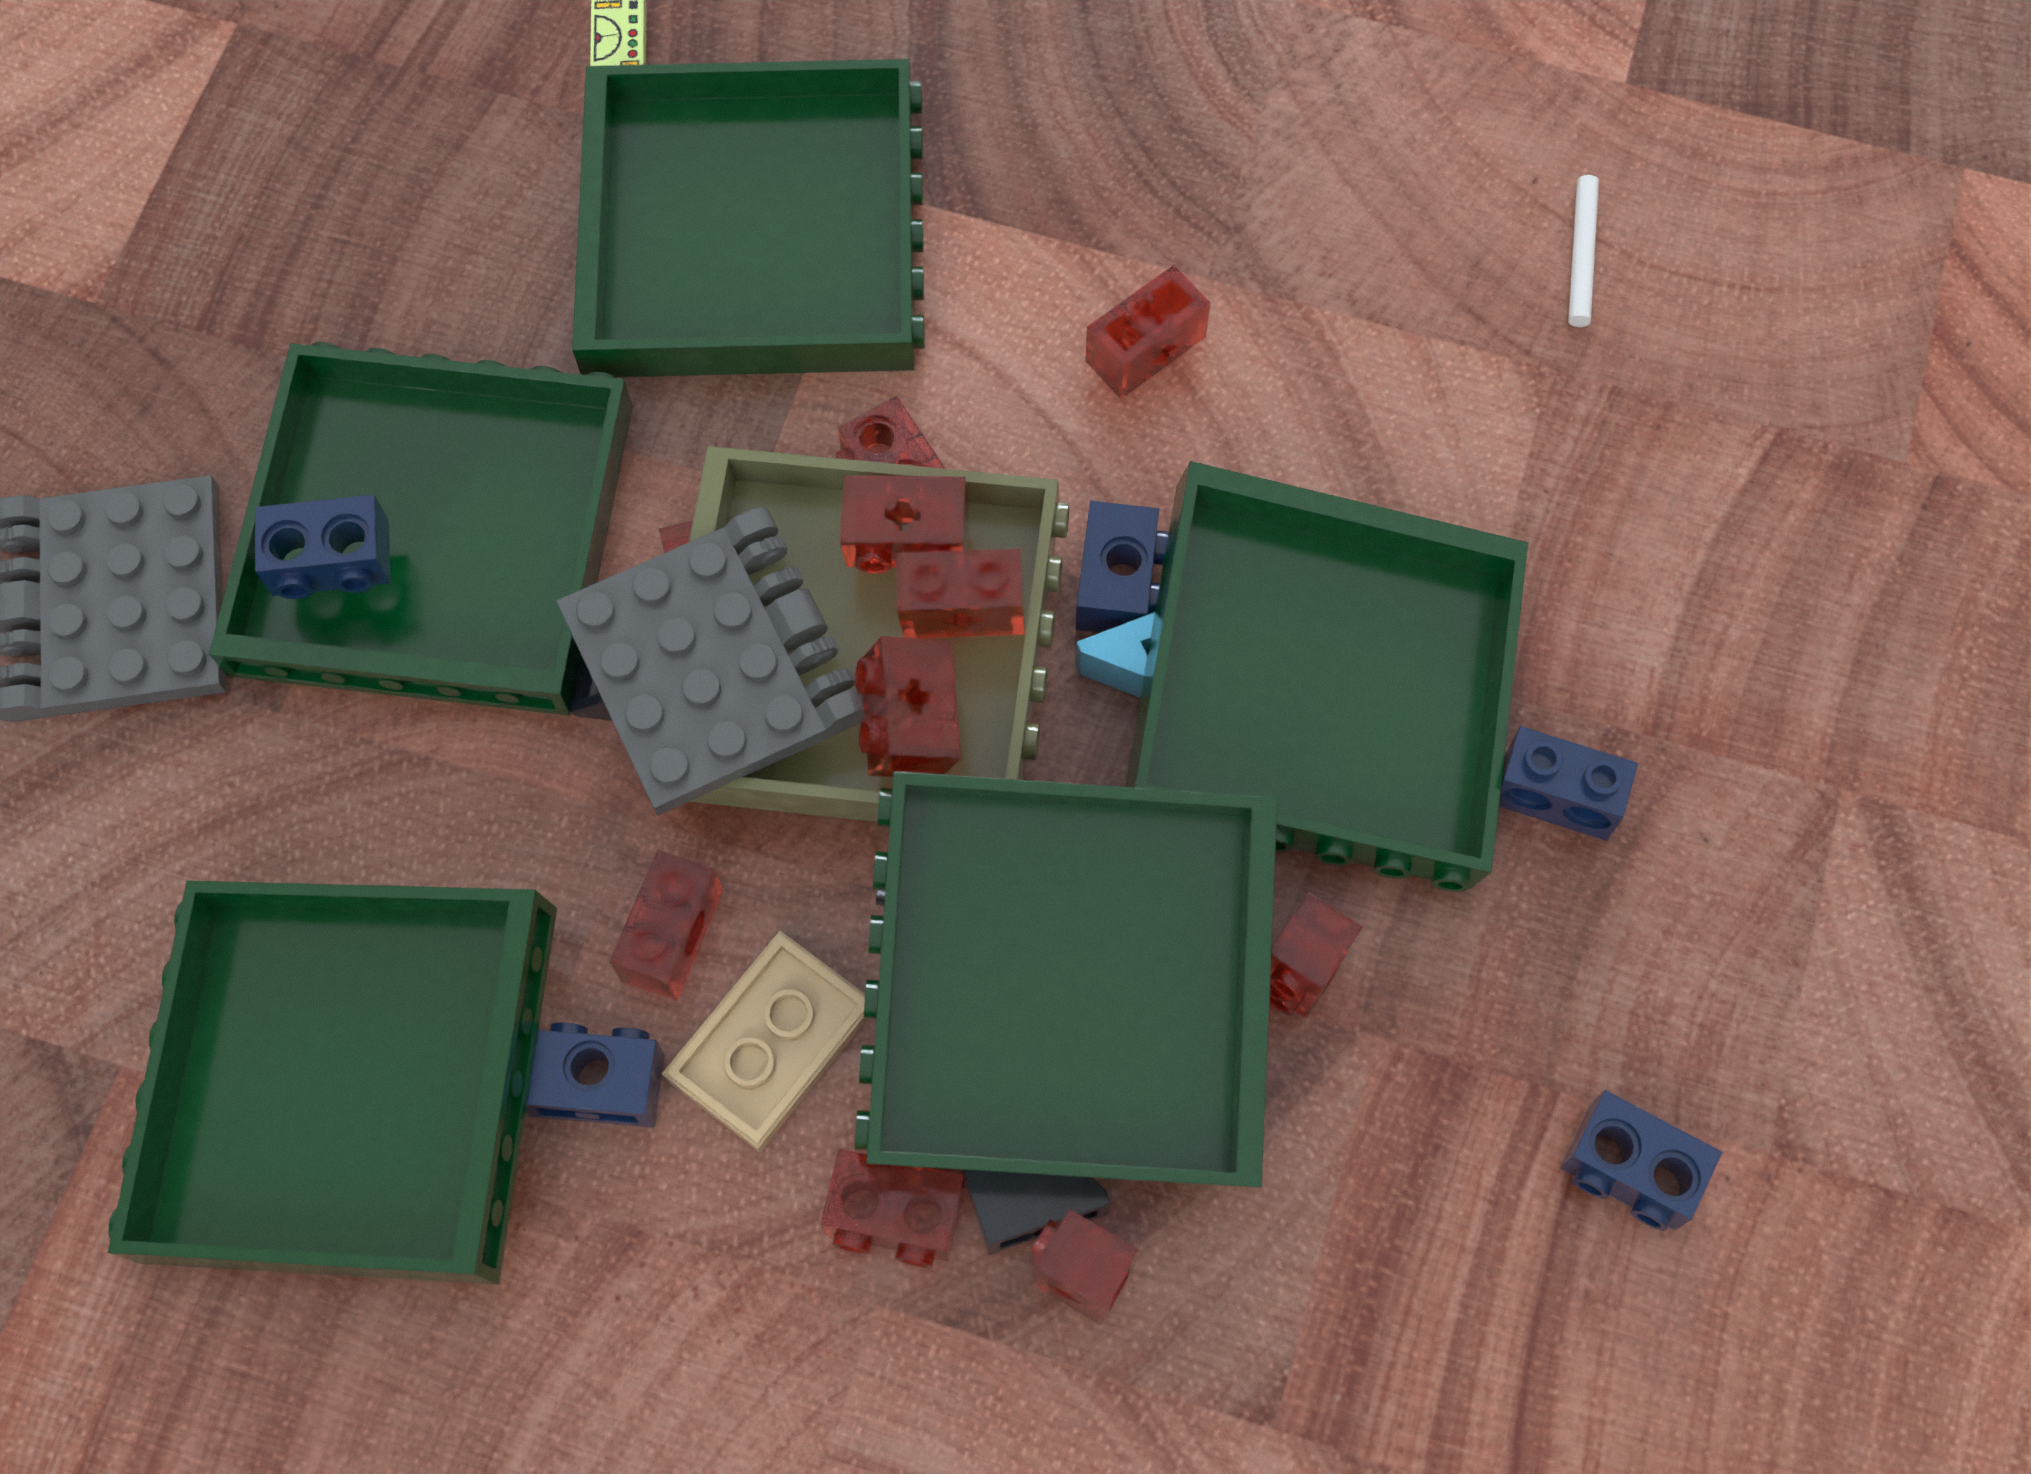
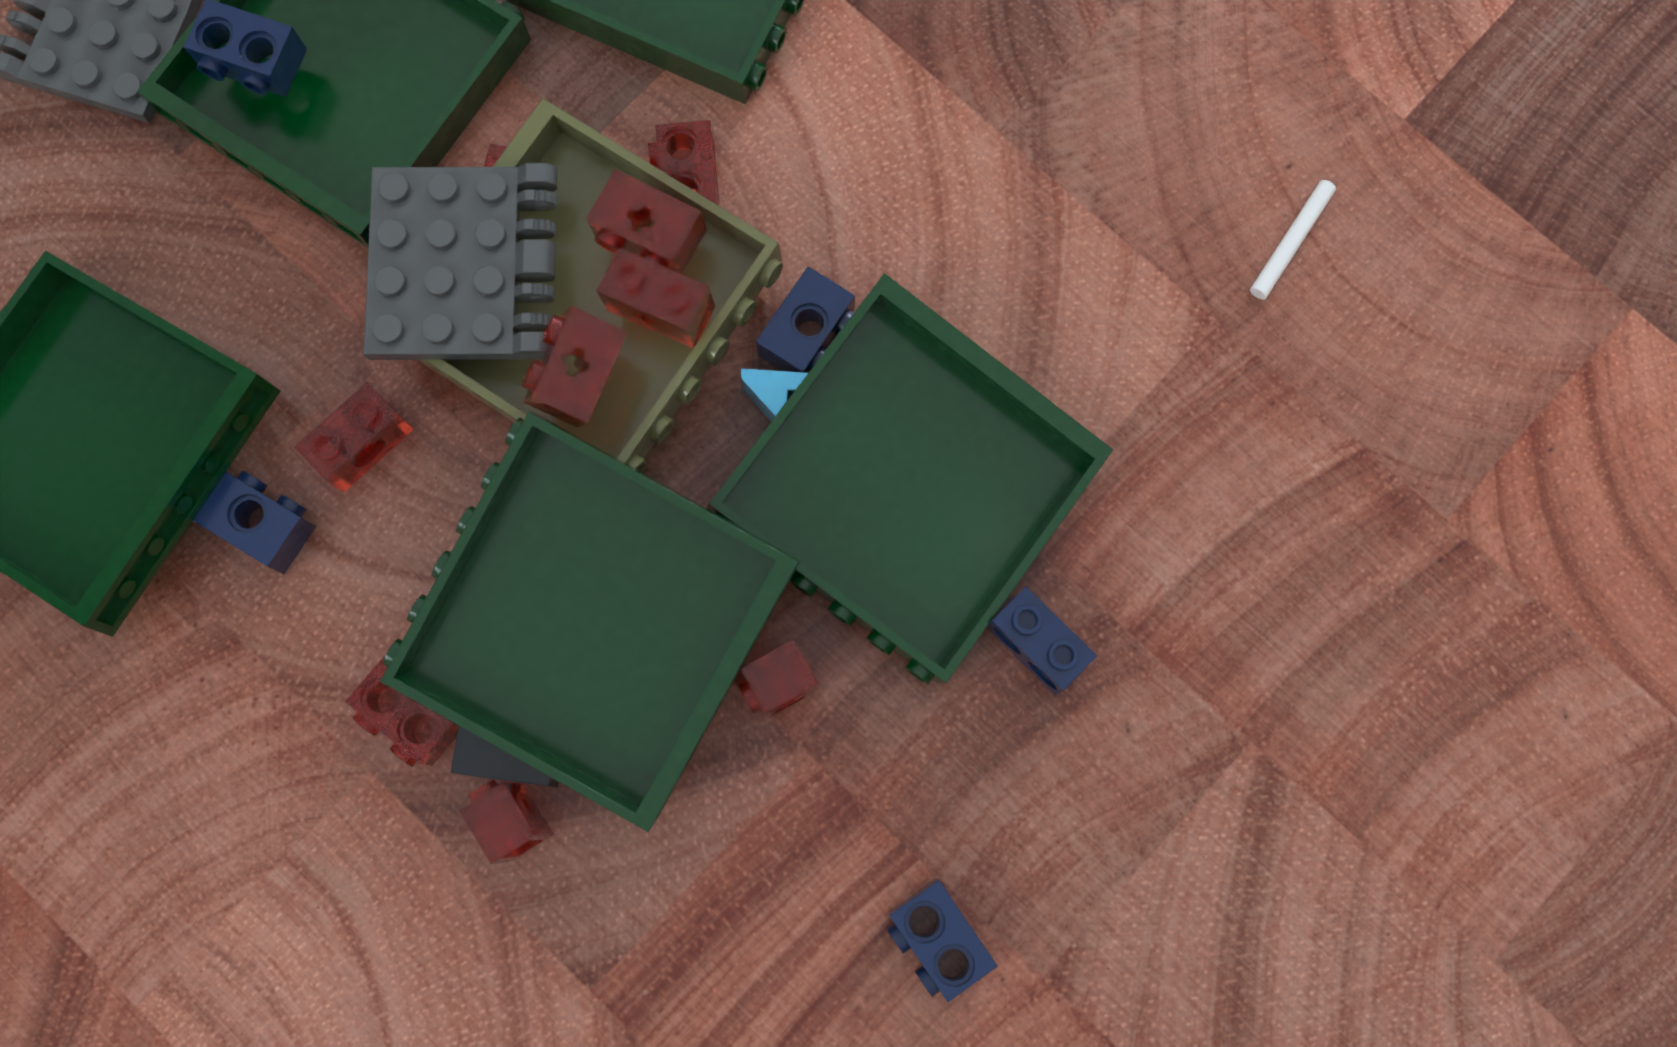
camera: 25 degrees right, 10 degrees up
(768, 1041) = (383, 552): tan tile -> none
(1147, 331) = (922, 154): clear red brick -> none

